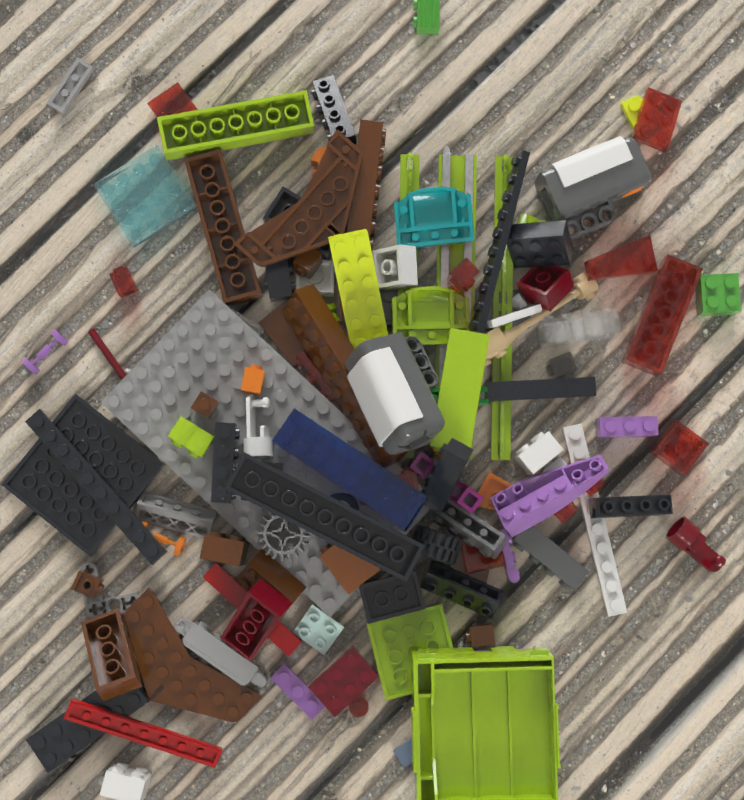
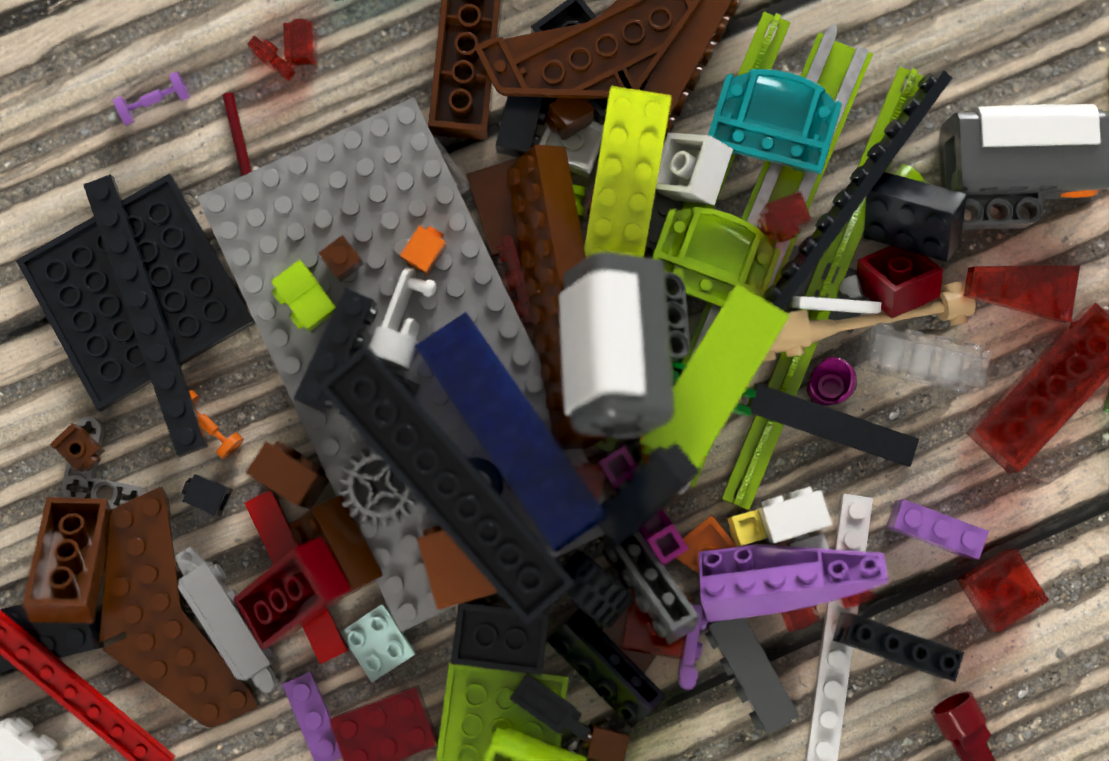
camera: 25 degrees right, 0 degrees up
(106, 296) = (268, 54): none -> clear red plate
(175, 512) = (242, 394): light grey fence -> none
(177, 581) = (206, 494): none -> black brick
(437, 626) = (549, 707): none -> black hinge
(513, 471) = (746, 528): none -> light yellow tile
(529, 363) = (832, 382): none -> magenta hair
(560, 365) = (876, 403): clear smoke brick -> none

